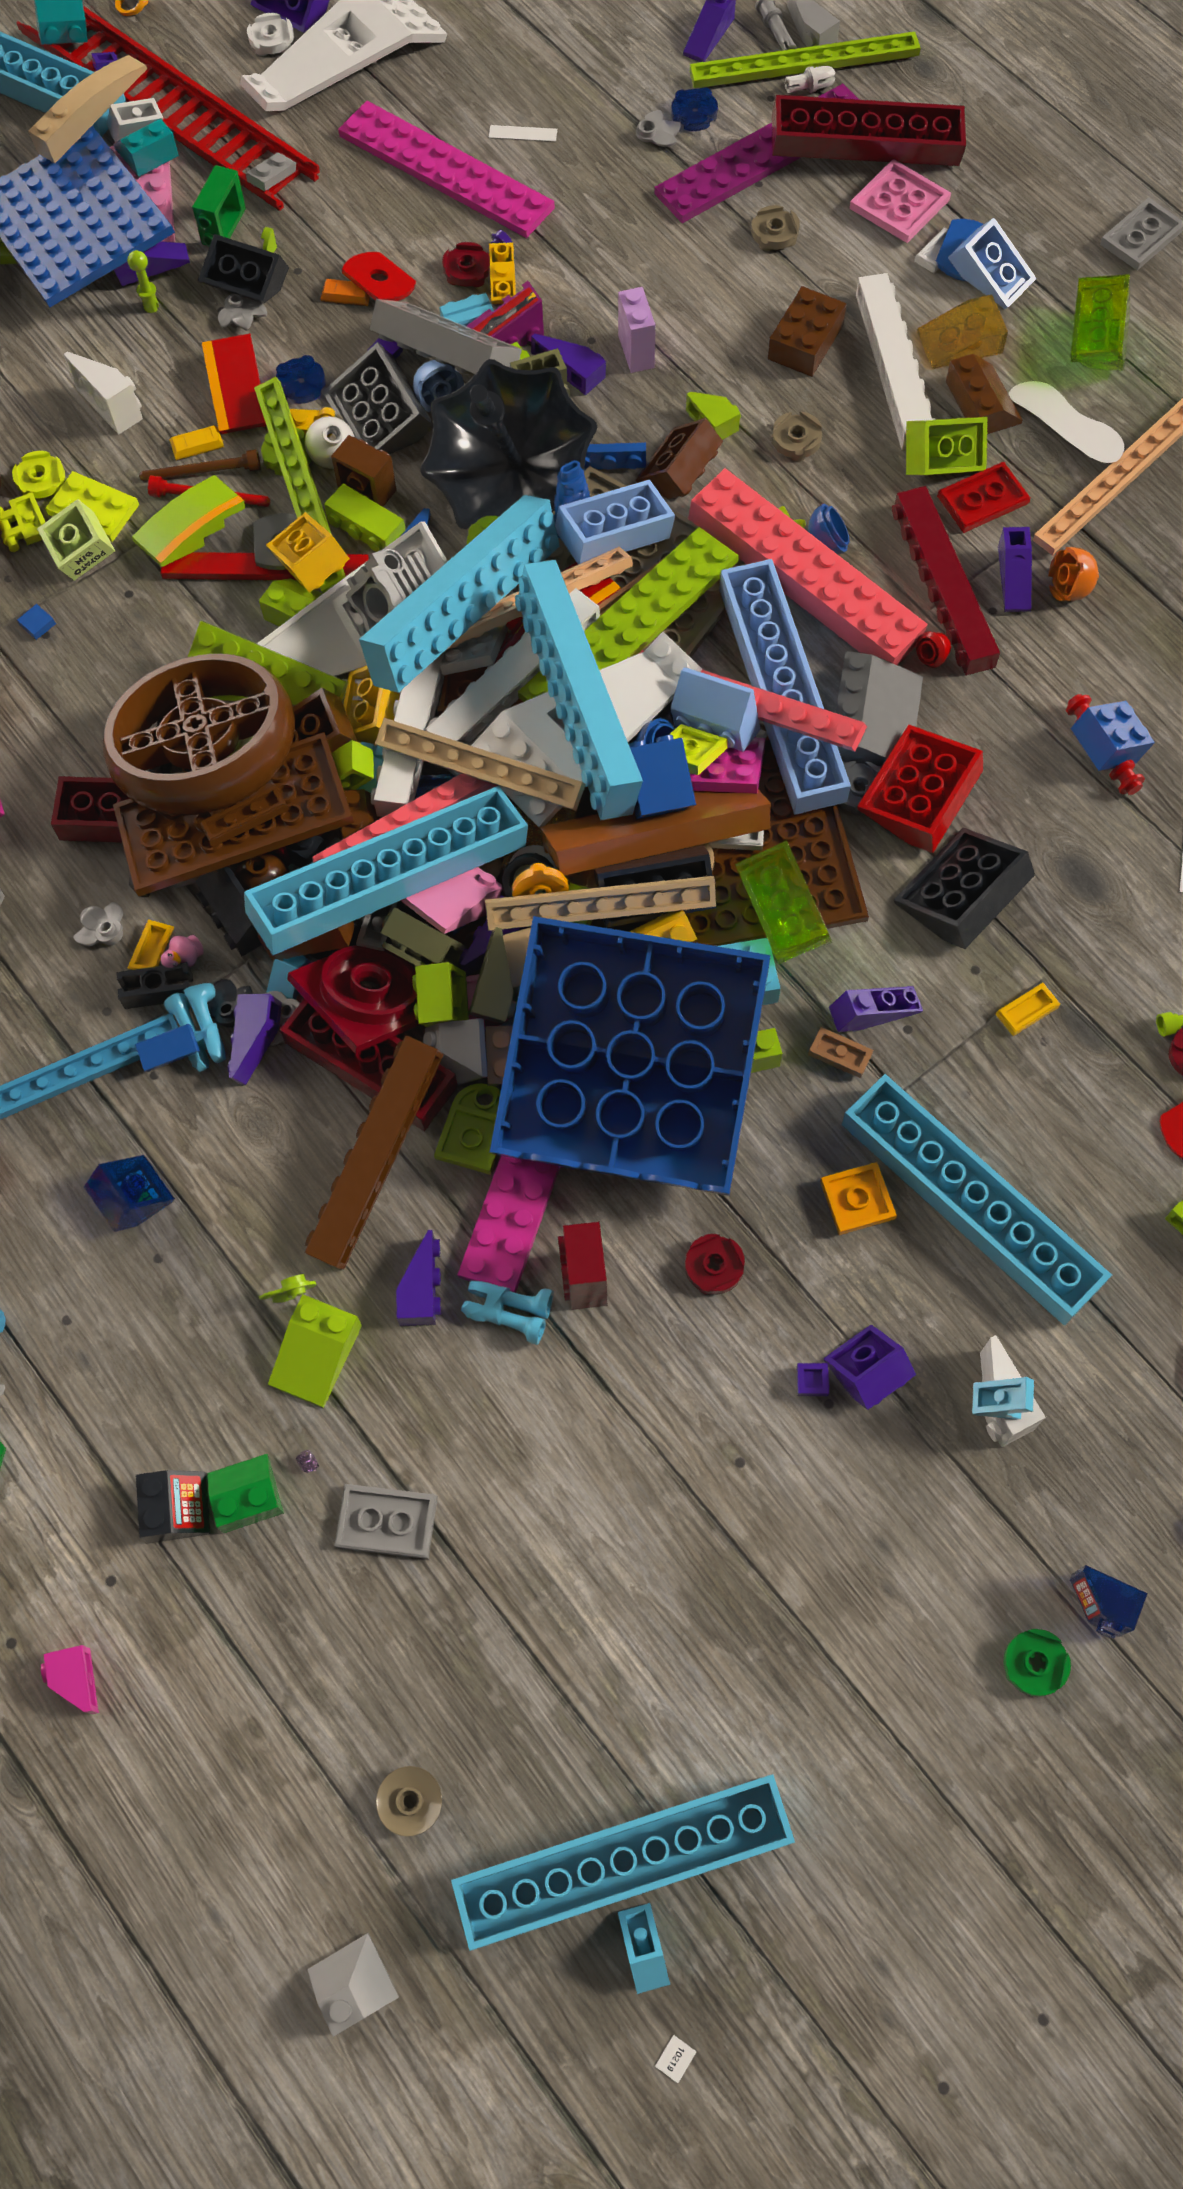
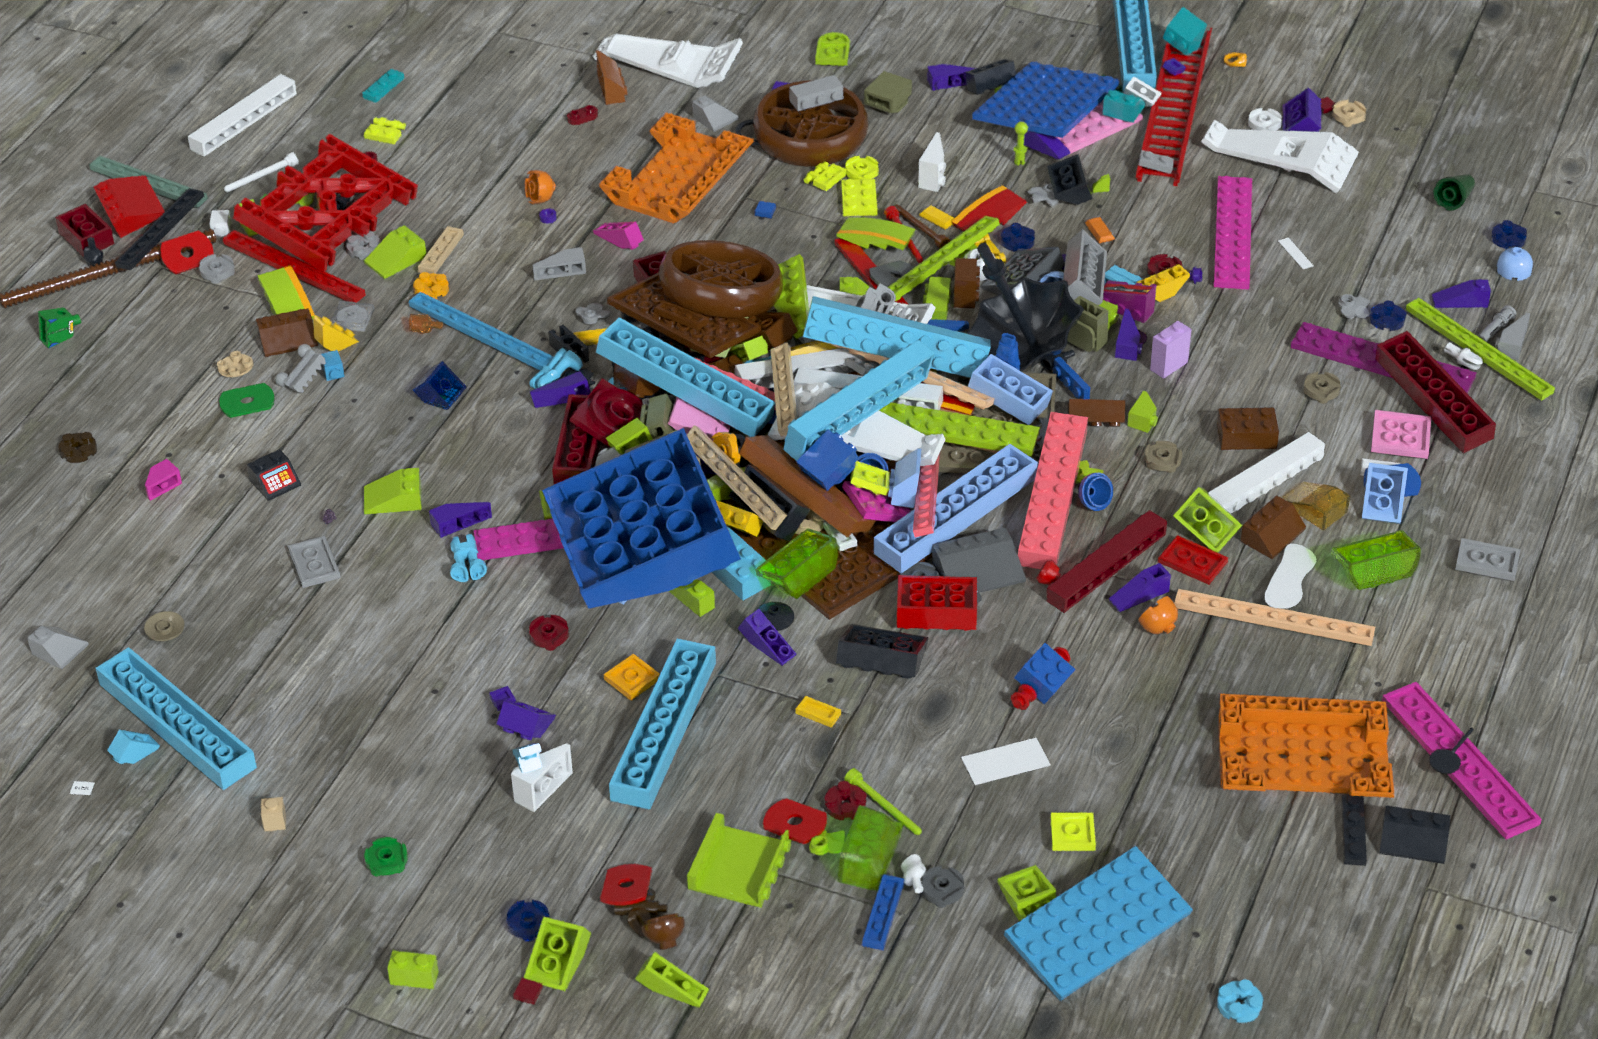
camera: 60 degrees right, 25 degrees down
(76, 539) = (825, 195): yellowish green brick -> none
(83, 107) = (1120, 65): tan slope -> none
(167, 1047) = (531, 361): blue tile -> none
(182, 950) = (586, 340): bright pink animal -> none
(219, 205) = (1101, 140): green window -> none
(243, 1494) = (294, 500): green slope -> none
(290, 1289) = (420, 461): lime plate -> none
(308, 552) = (890, 277): yellow slope -> none
(363, 265) = (1117, 246): red piece -> none
(373, 1152) = (519, 458): reddish brown brick -> none
(583, 1265) = (504, 565): dark red brick -> none
(825, 989) = (778, 614): none -> black dish
(840, 1052) = (724, 635): medium nougat plate -> none
(888, 1790) = (273, 814): none -> tan brick
(1107, 1601) = (437, 866): clear blue slope -> none

